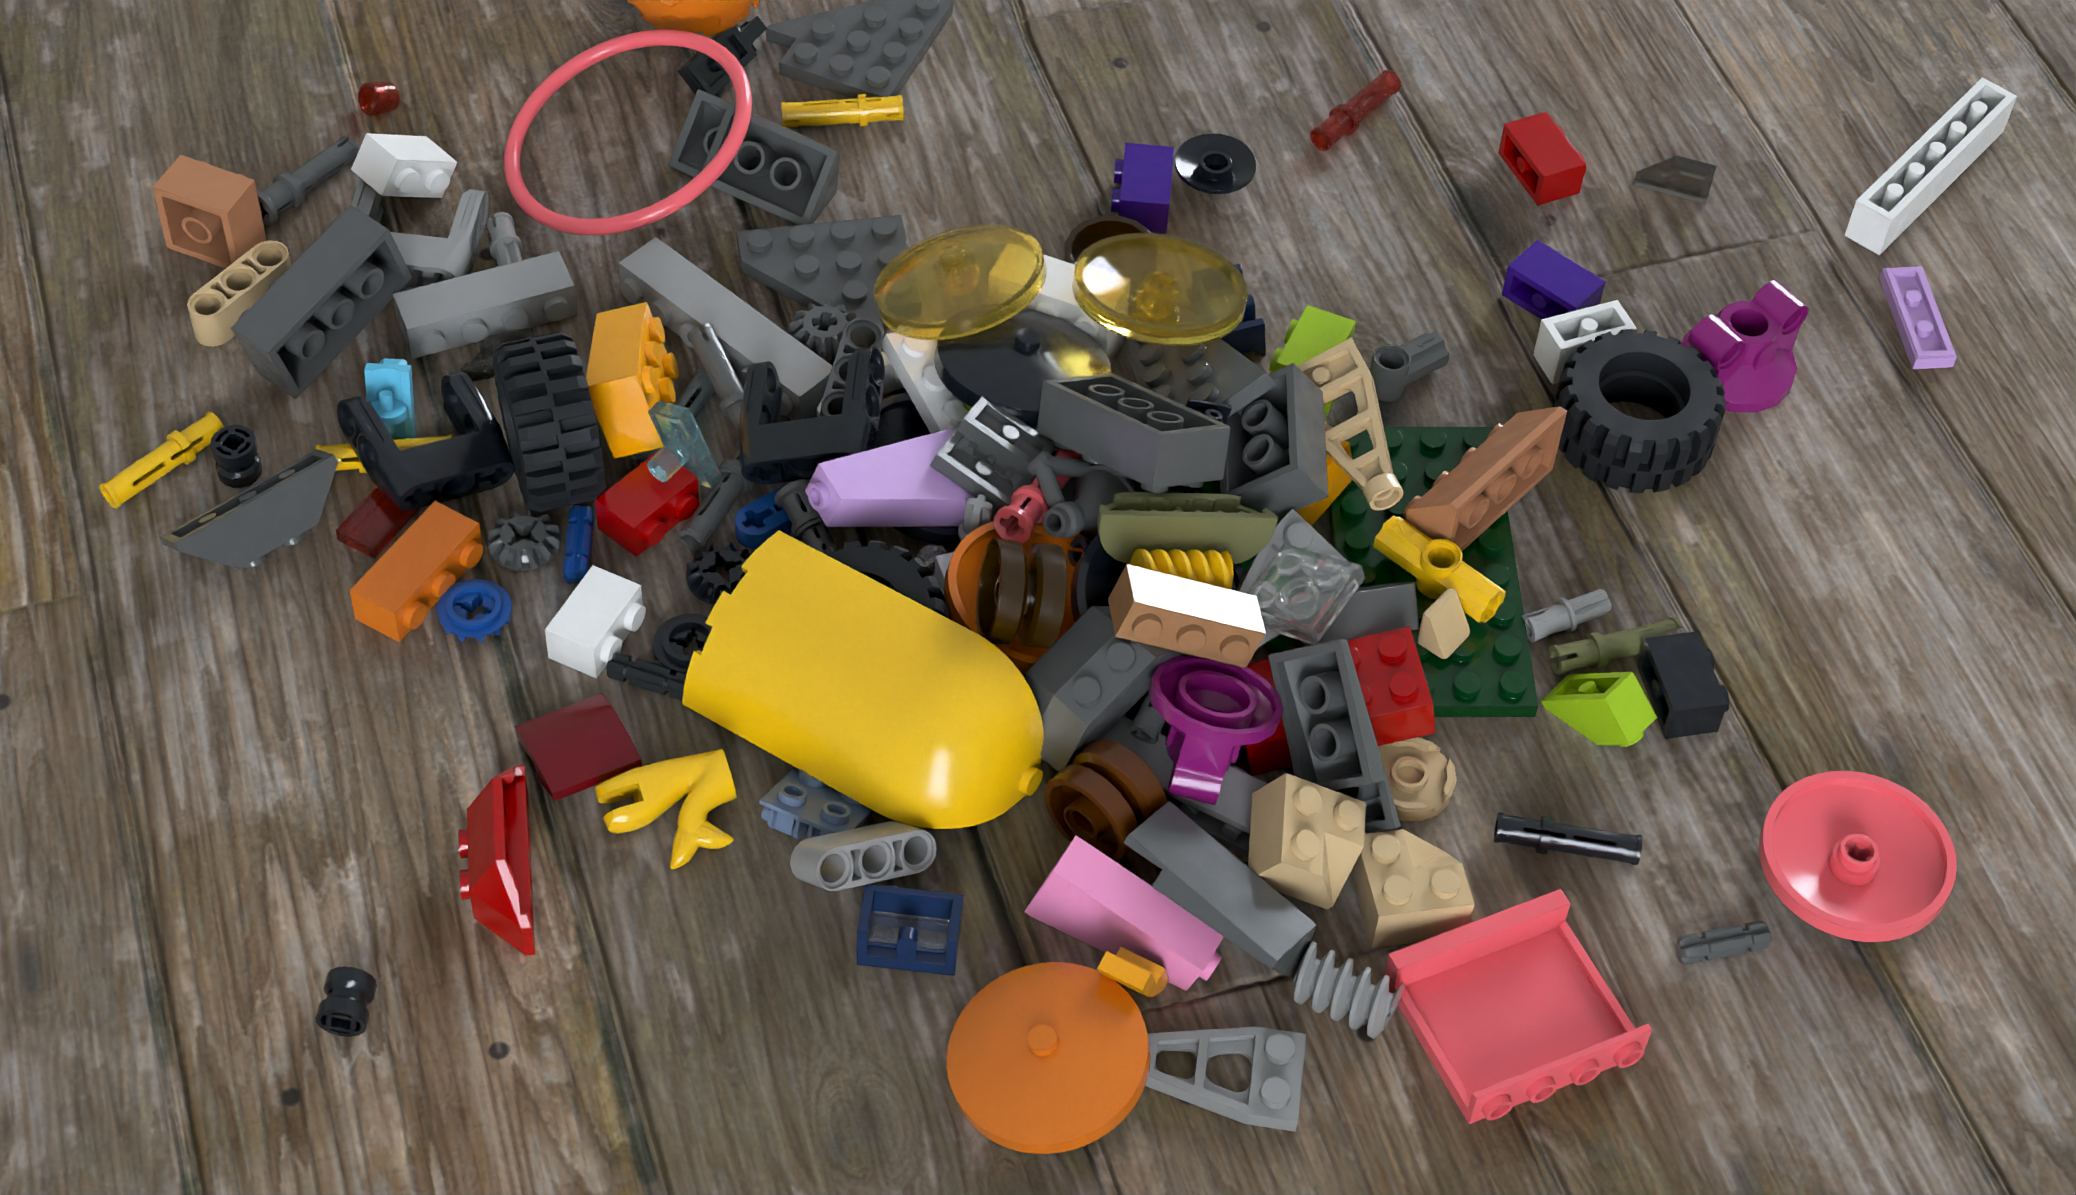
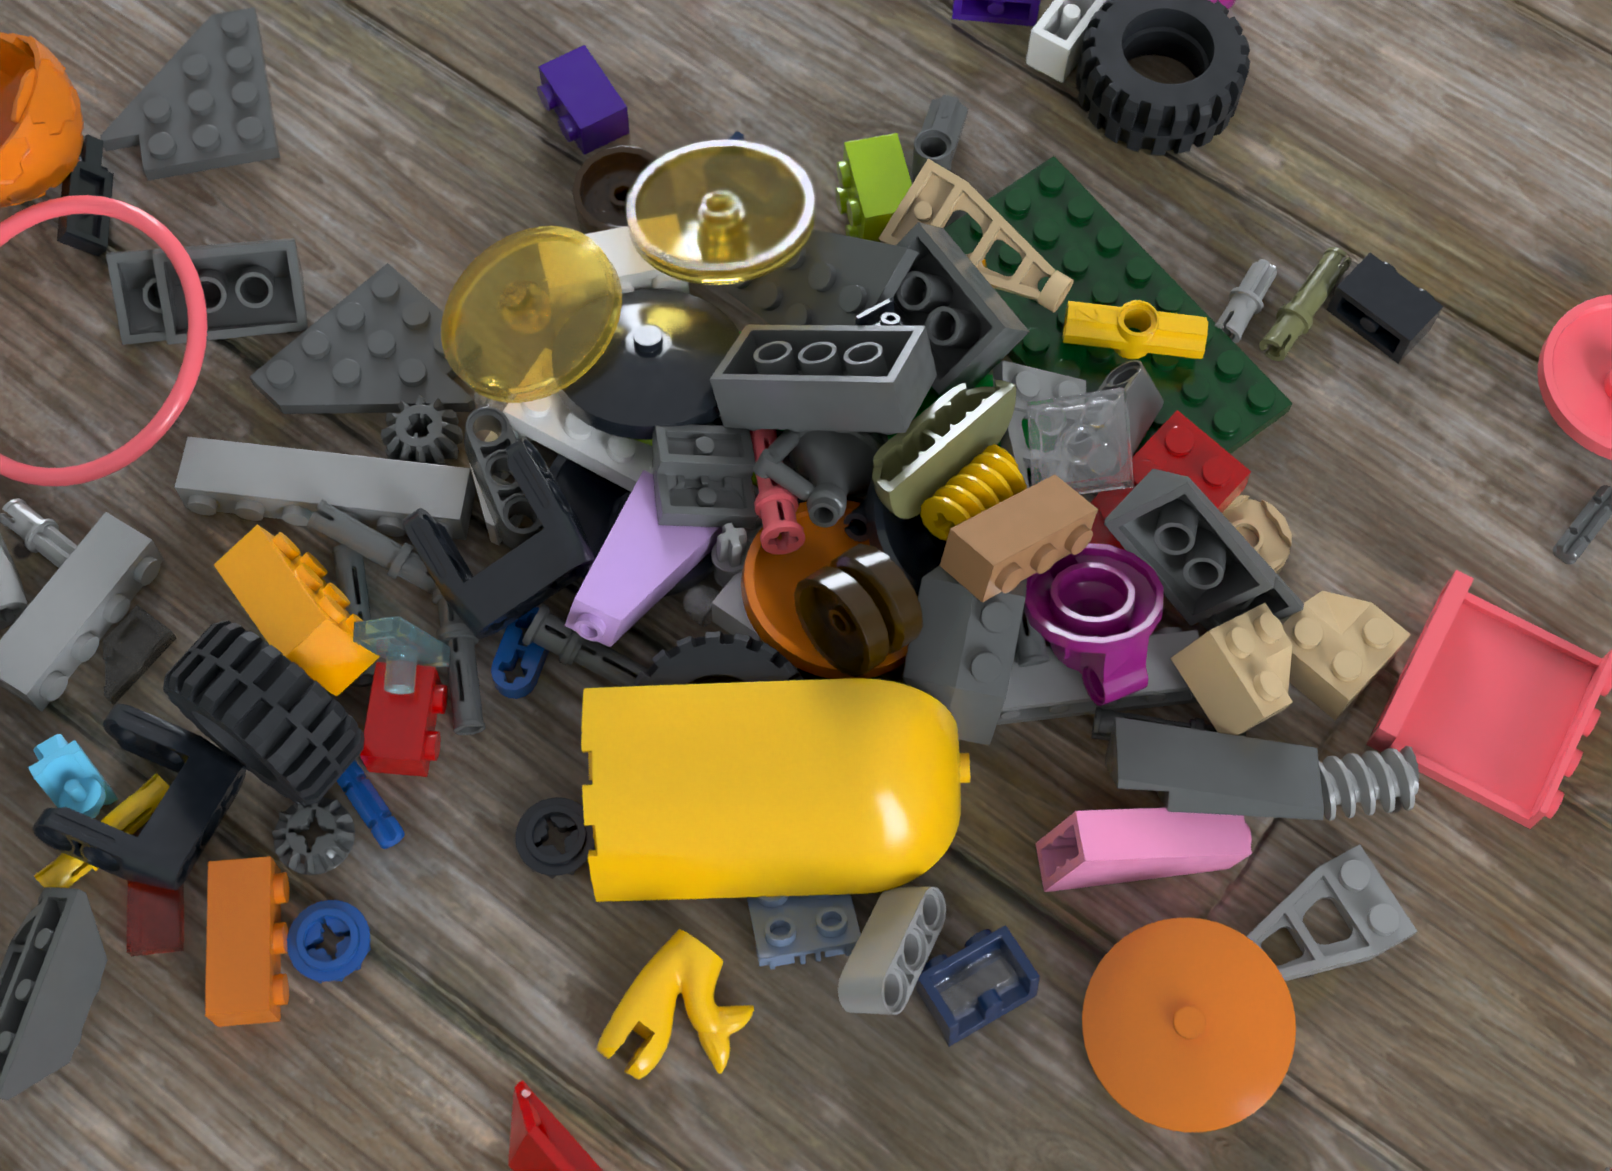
camera: 35 degrees left, 15 degrees up
(578, 746) = (542, 1015): dark red slope -> none
(595, 621) = (455, 876): white brick -> none
(646, 675) = (544, 894): black axle -> none
(702, 574) = (526, 764): black gear -> none
(834, 112) = (253, 180): yellow pin -> none
(1103, 796) = (1050, 747): reddish brown wheel -> none
(1134, 972) = (1199, 897): light orange slope -> none
(1215, 163) = (621, 25): black dish -> none
(1444, 625) = (1176, 381): tan slope -> none
(1489, 478) = (1108, 214): nougat slope -> none
(1566, 838) = (1392, 520): black pin -> none
(1602, 707) = (1341, 371): lime slope -> none

